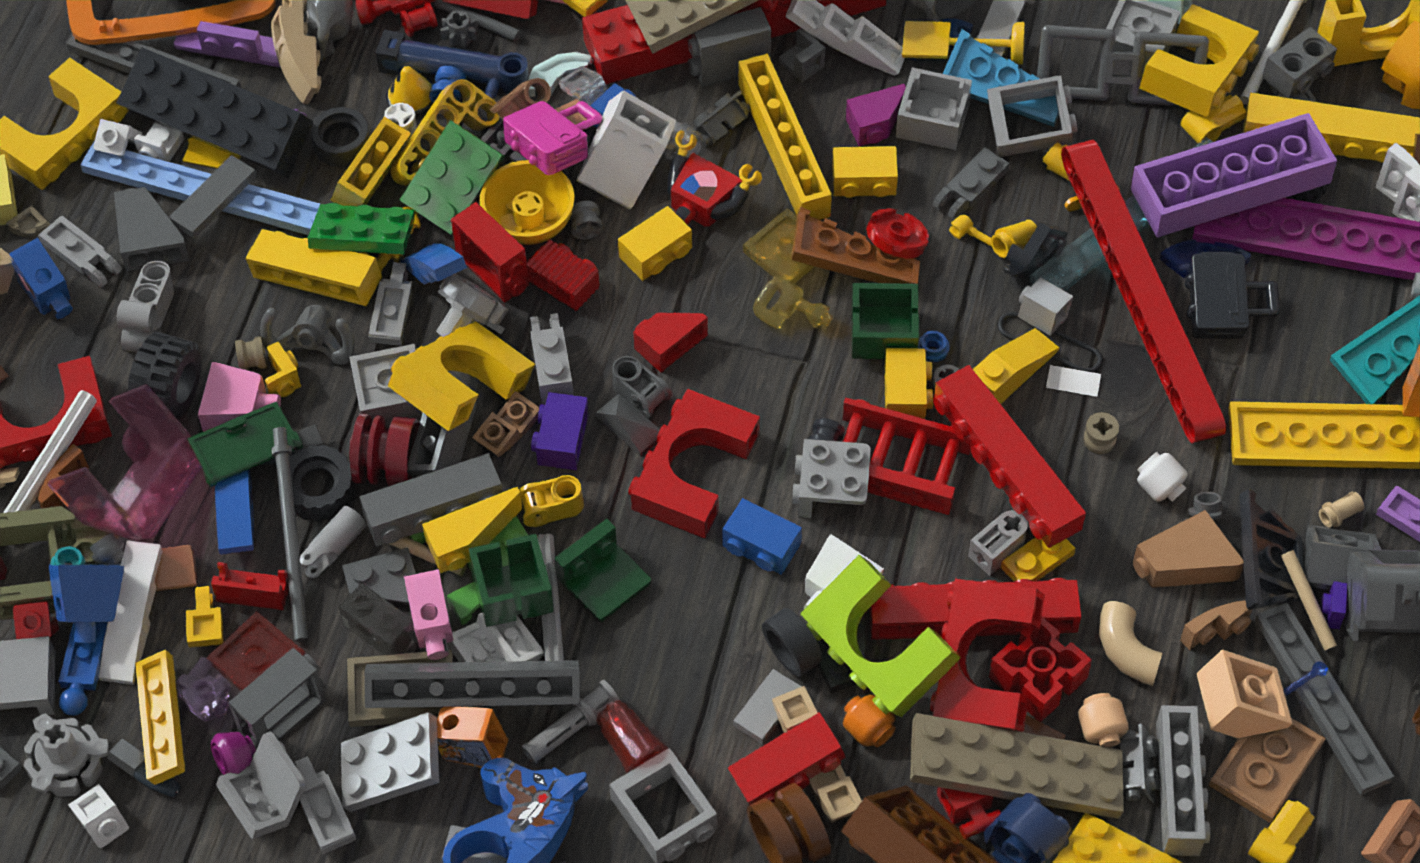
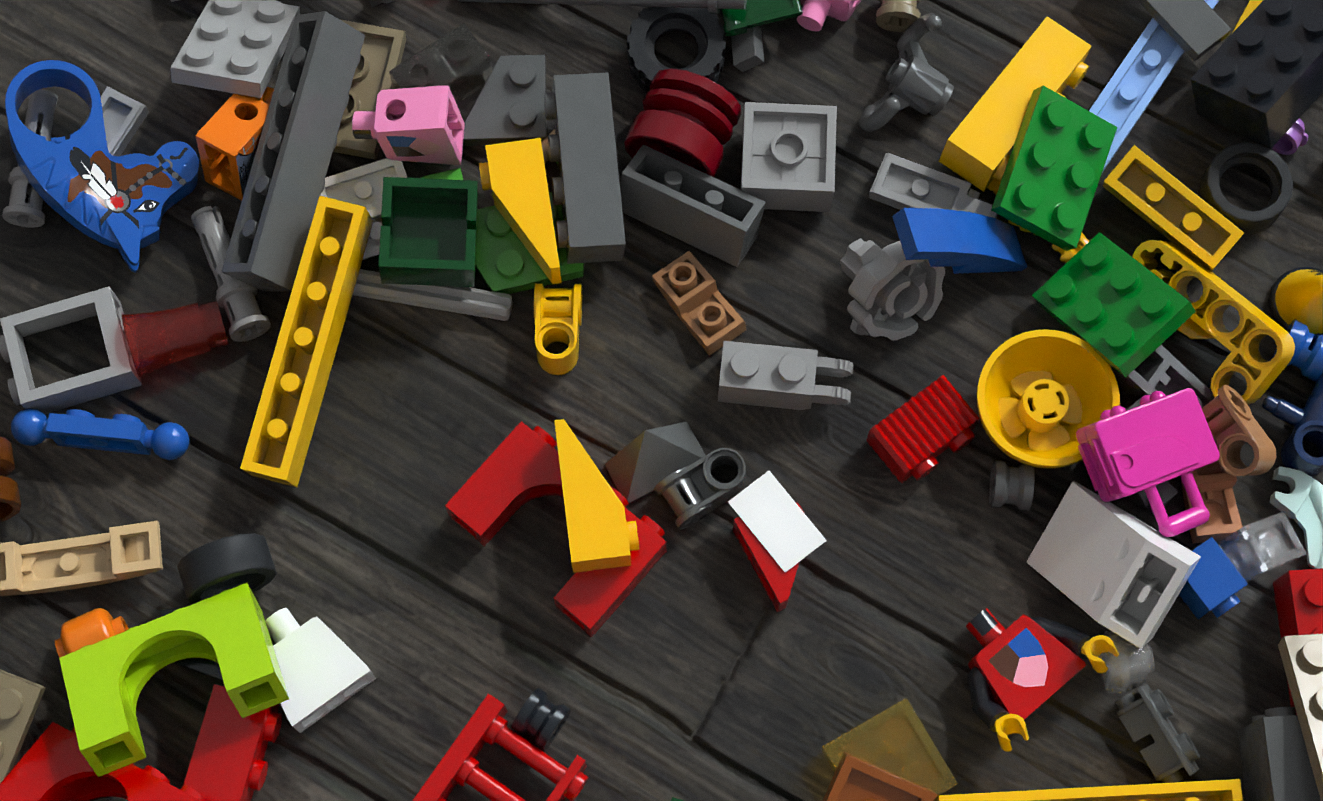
camera: 105 degrees right, 15 degrees up
(286, 377) = (863, 42): yellow bracket -> none
(332, 541) = (581, 45): light grey piece -> none
(402, 115) = (1262, 265): white wheel -> none
(471, 349) = (815, 269): yellow arch -> none
(490, 252) = (972, 329): red window -> none
(561, 431) = (661, 364): dark purple brick -> none
(600, 572) = (424, 364): dark green bracket -> none
(614, 636) = (307, 342): none -> yellow brick
(654, 330) = (777, 521): none -> white sticker
(655, 243) = (943, 573): yellow brick -> none
(684, 425) = (593, 512): none -> yellow slope
(710, 719) = (84, 430): none -> blue plate
(758, 715) = (178, 527): light grey tile -> none
(761, 536) = (411, 582): blue brick -> none
(788, 760) = (60, 515): red brick -> none
(789, 301) = (793, 741): clear yellow piece -> none
(831, 474) = (465, 703): light grey bracket -> none

